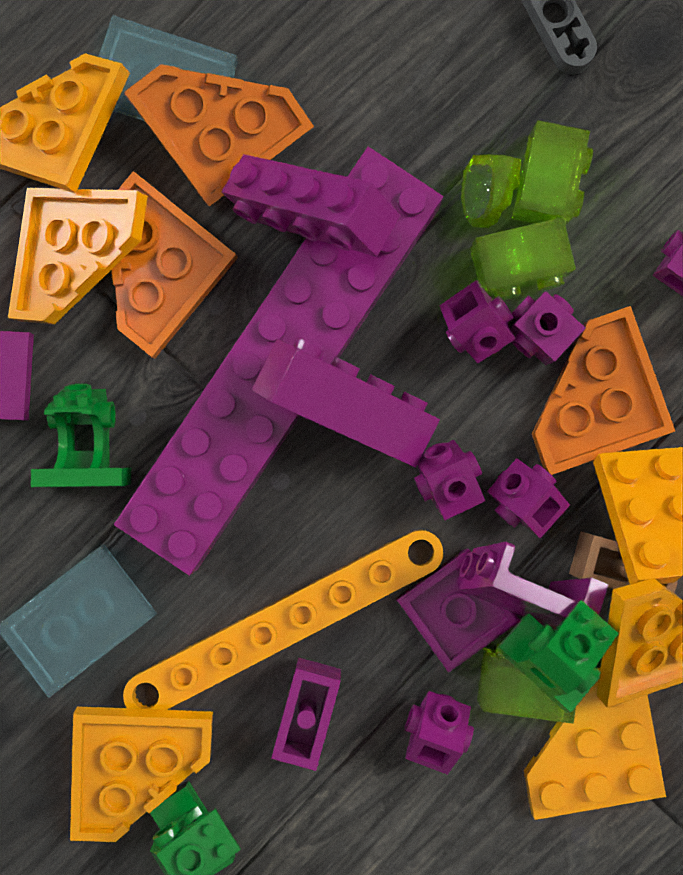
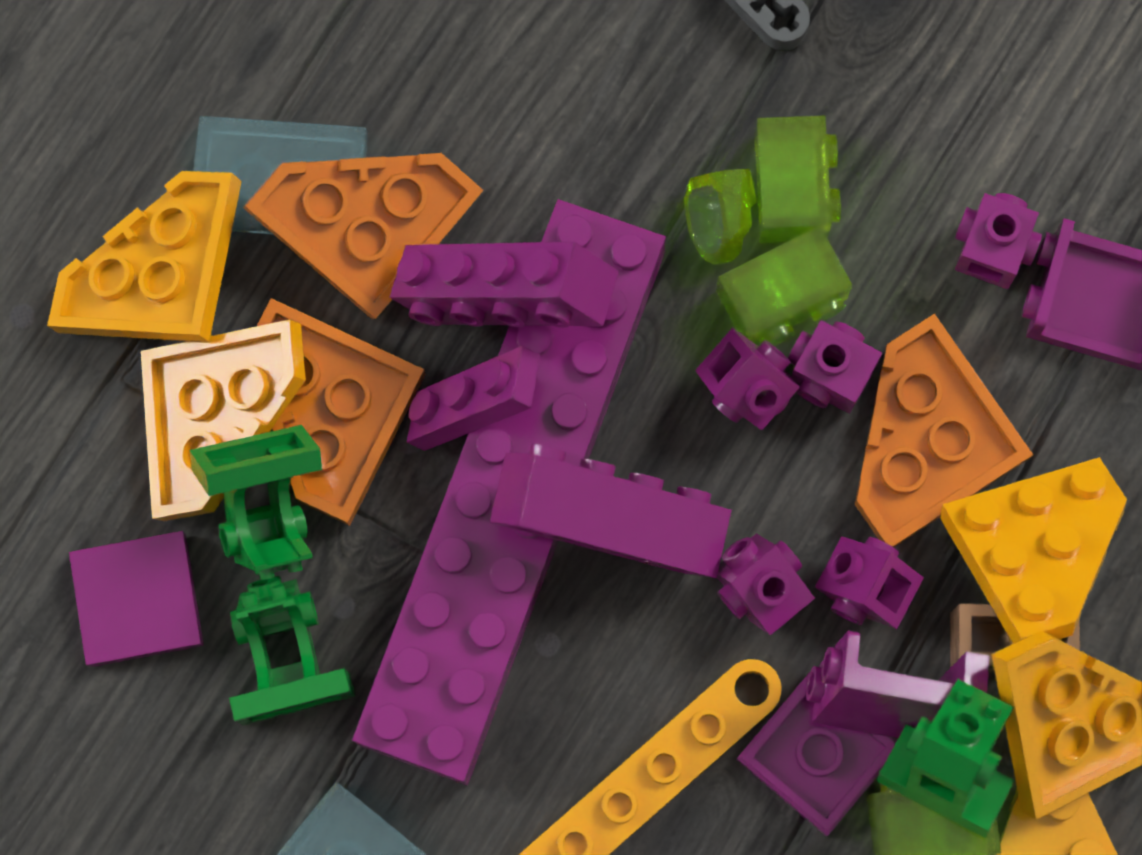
camera: 10 degrees left, 10 degrees down
(87, 352) = (269, 535): none -> green tile
(266, 287) = (473, 398): none -> magenta plate

